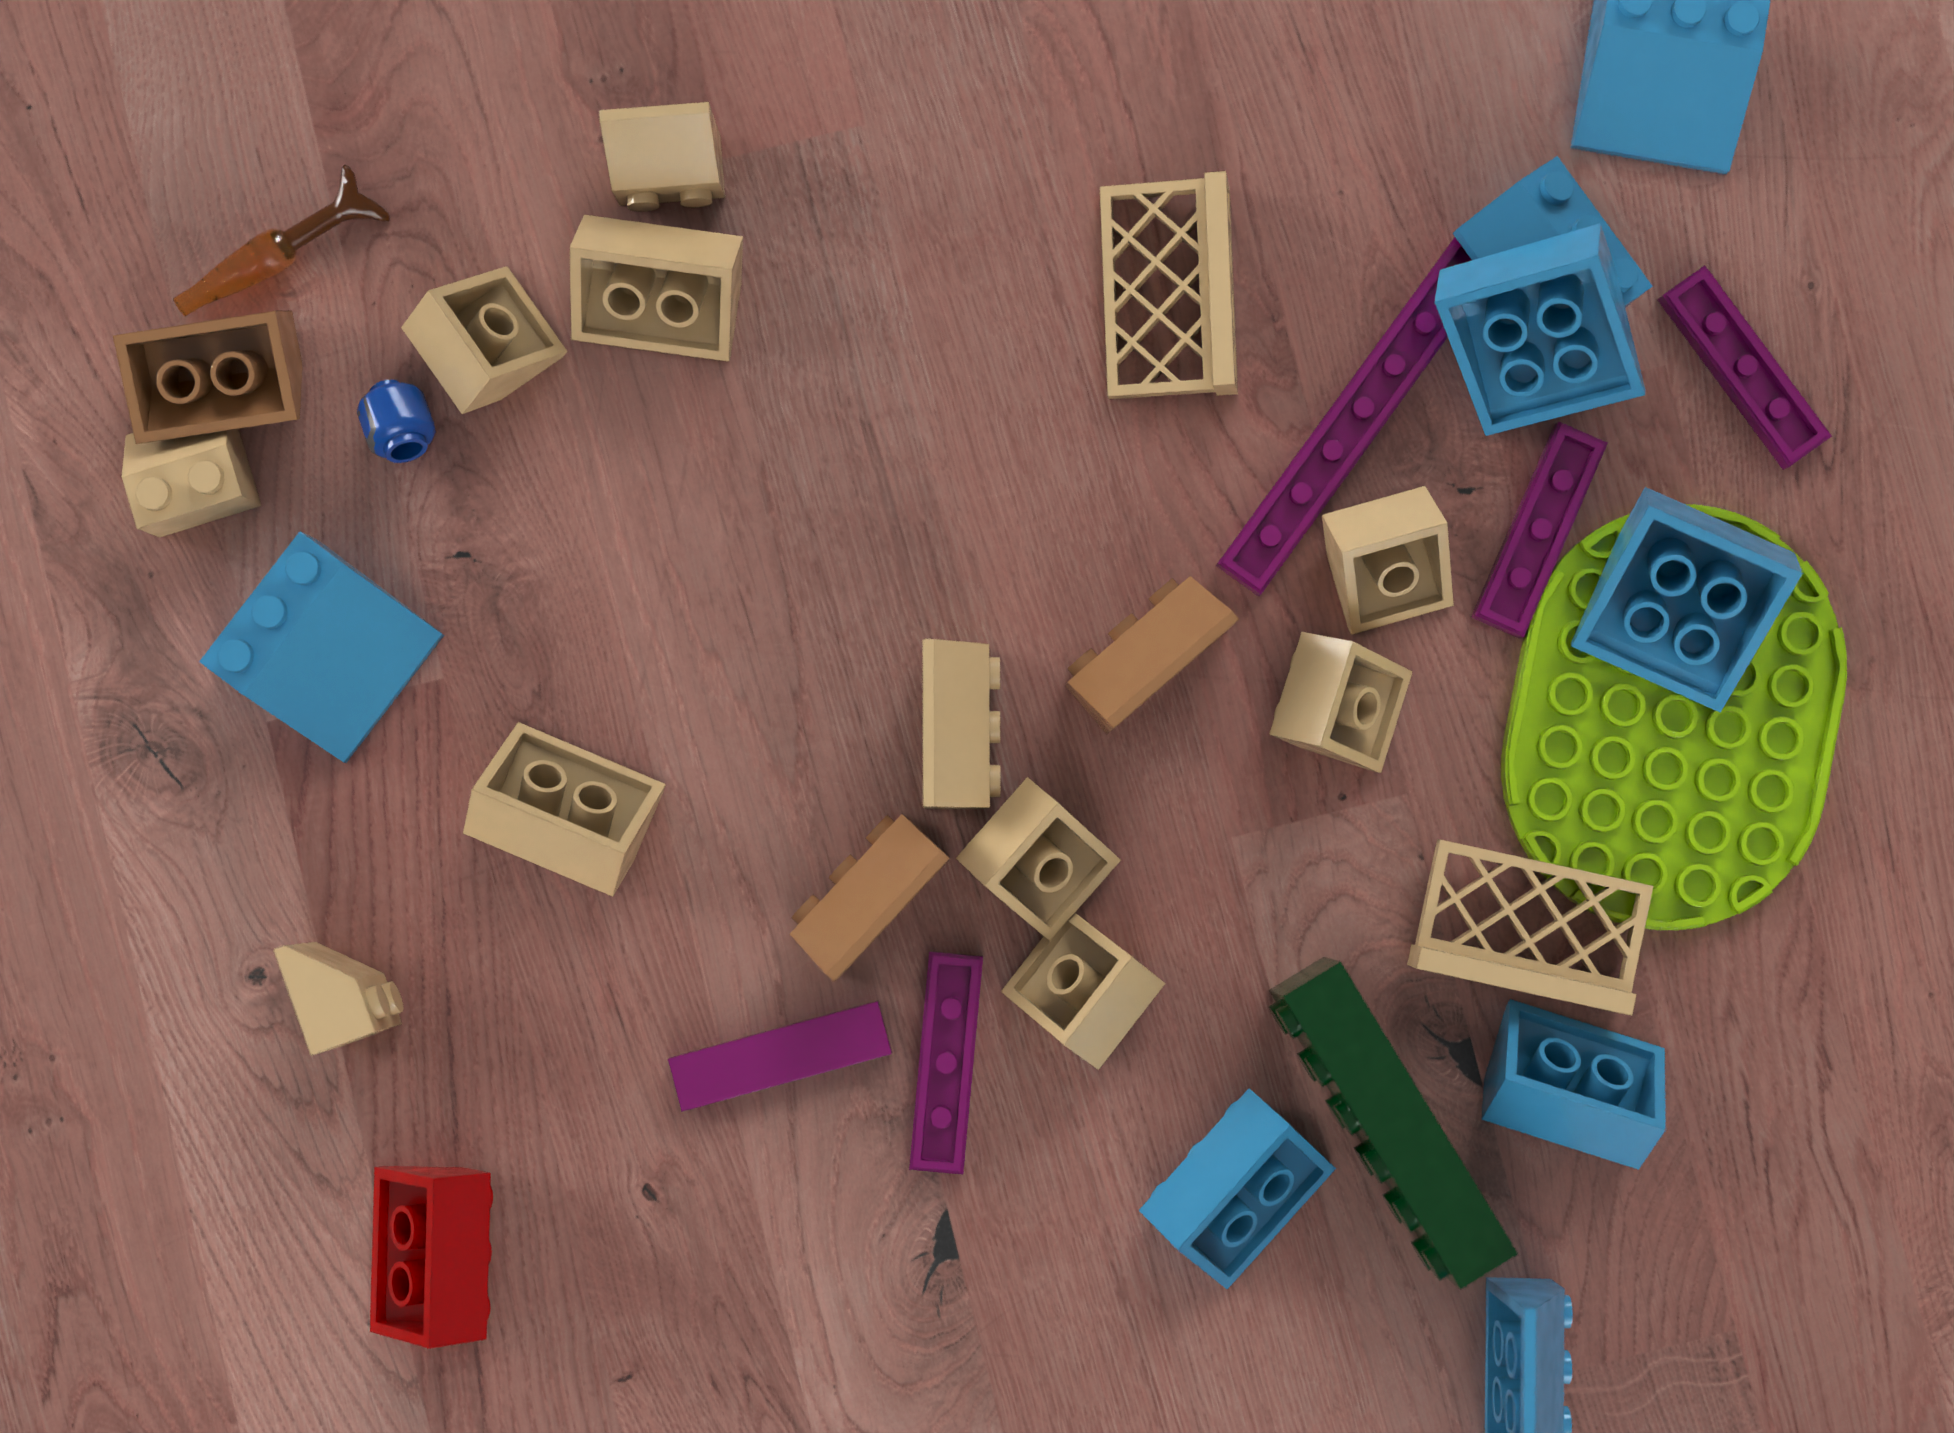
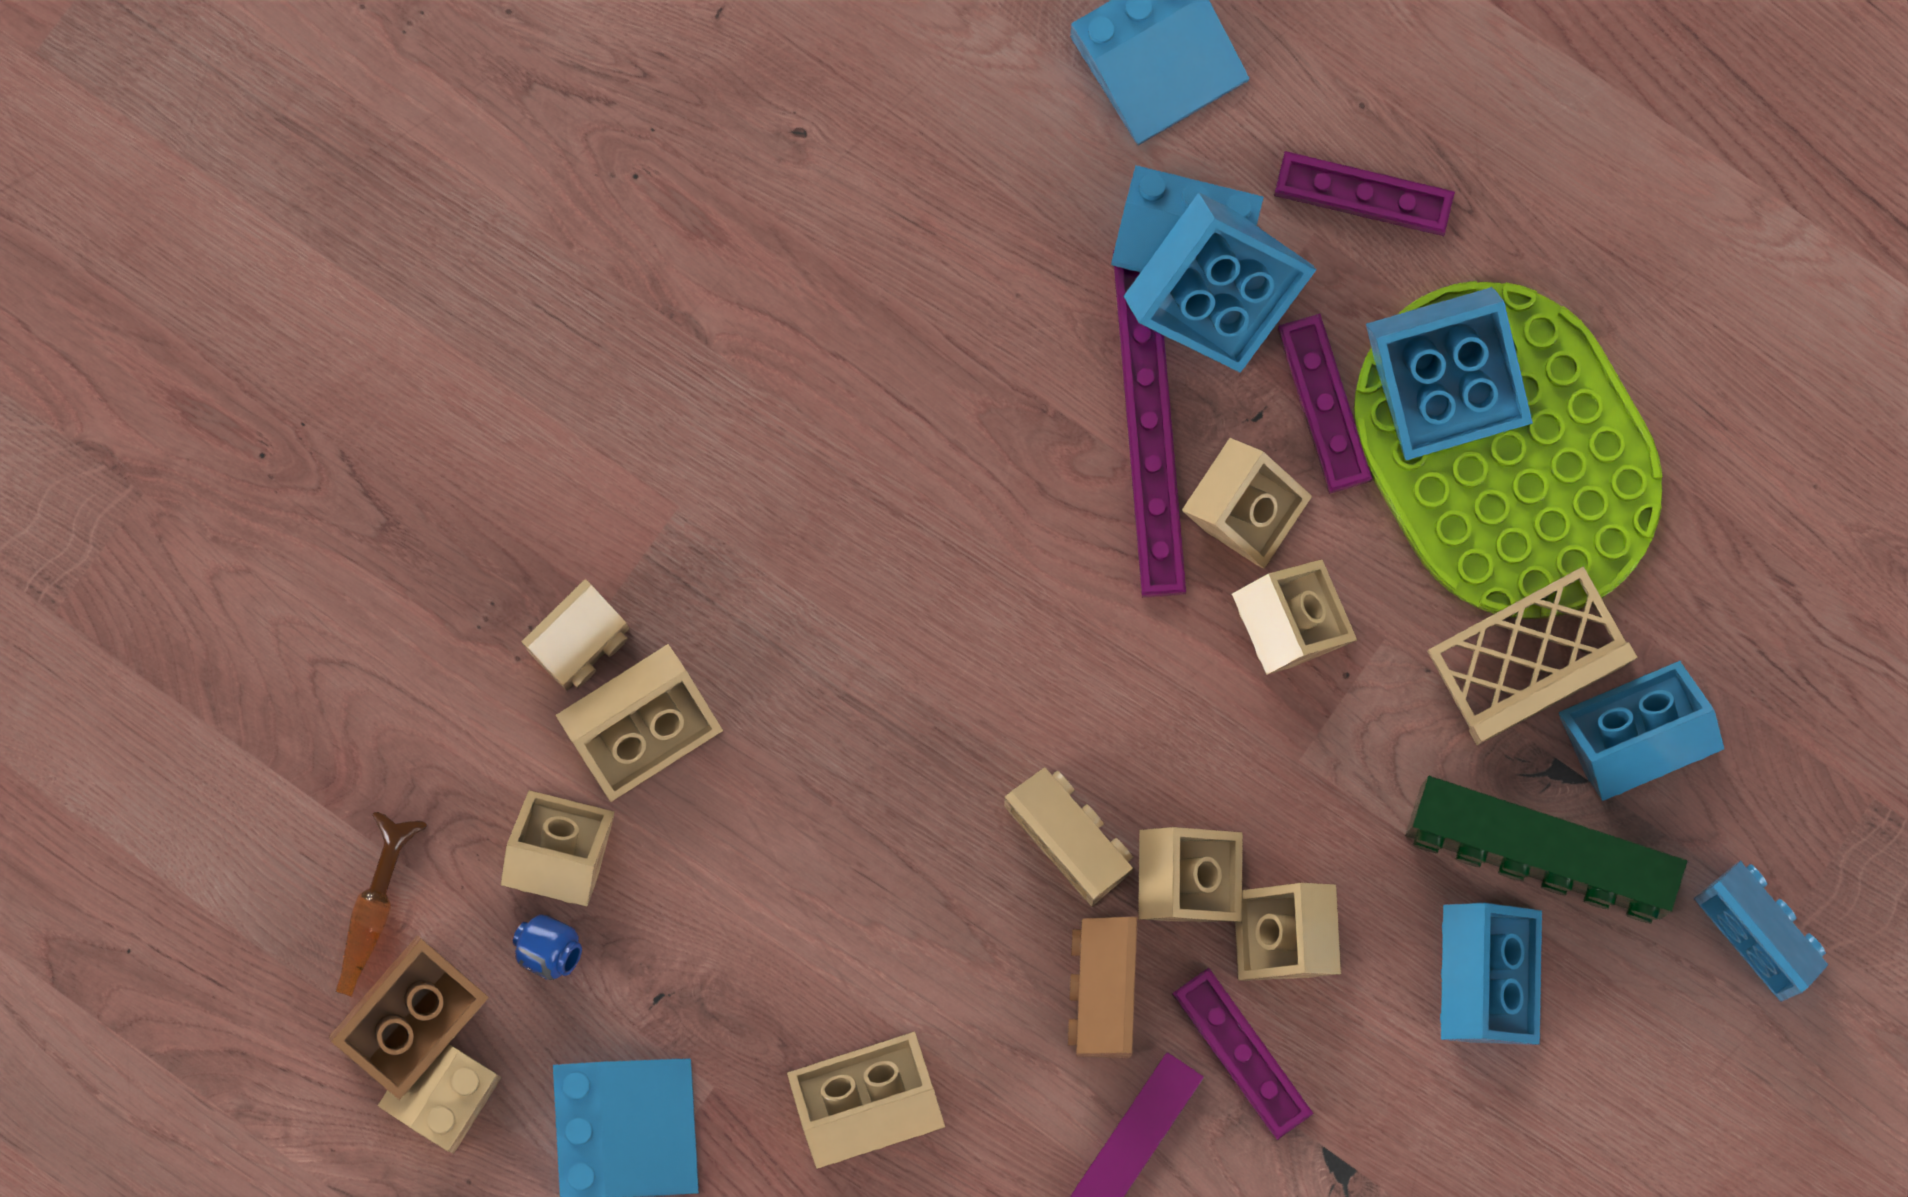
camera: 35 degrees left, 5 degrees down
(1148, 651) = (1147, 688): medium nougat slope -> none
(1215, 285) = (991, 423): tan fence -> none

